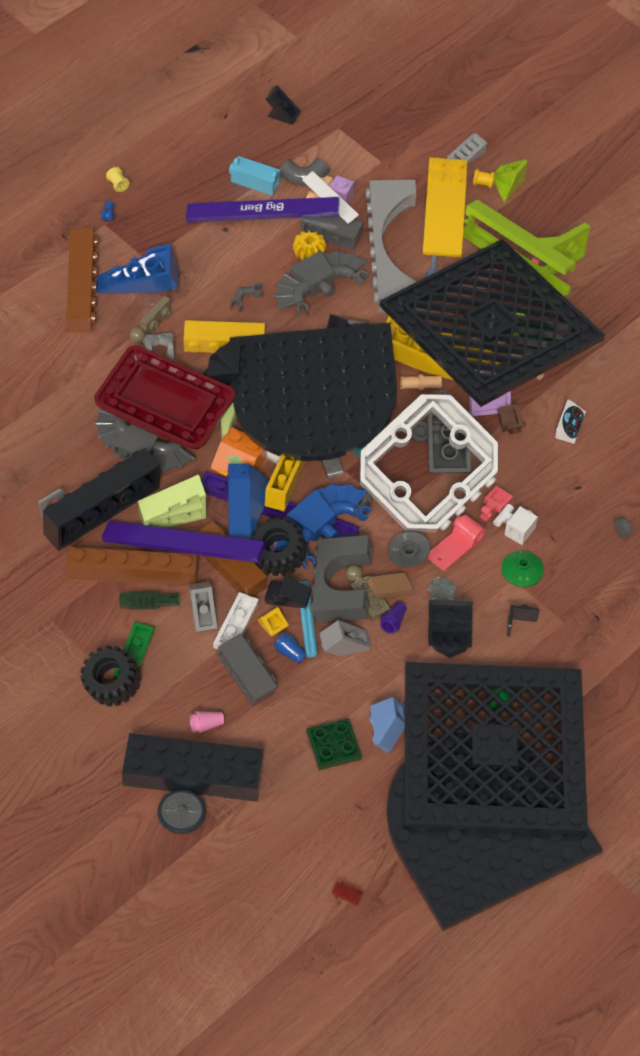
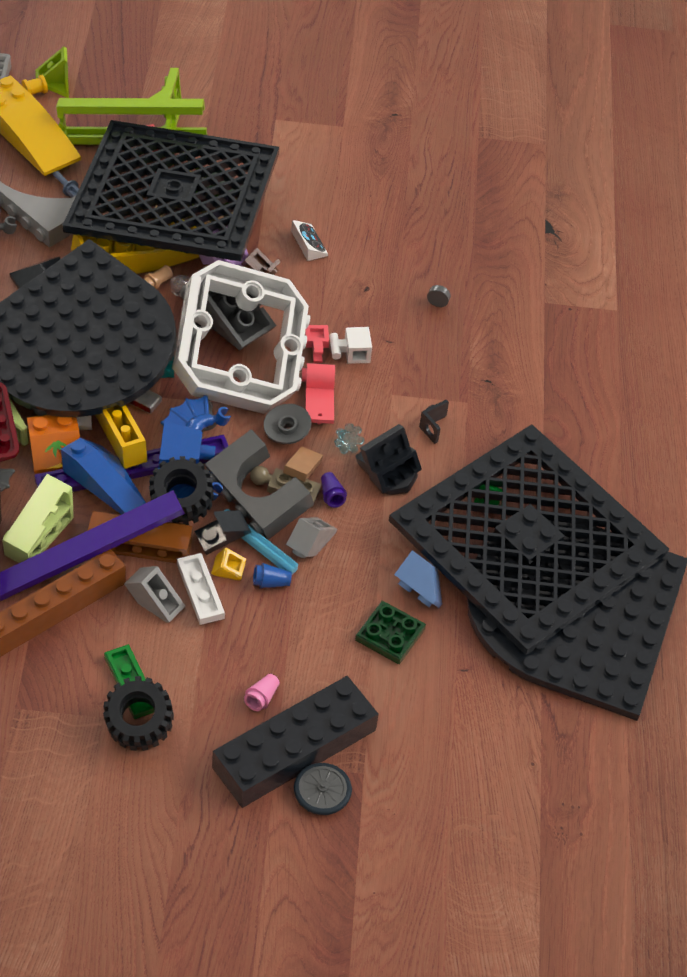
camera: 45 degrees left, 5 degrees down
(147, 600) = (97, 624): clear green hinge -> none
(247, 669) = (256, 619): dark grey brick -> none
(347, 893) = (530, 749): clear red pin -> none
(522, 575) = (390, 381): green dish -> none

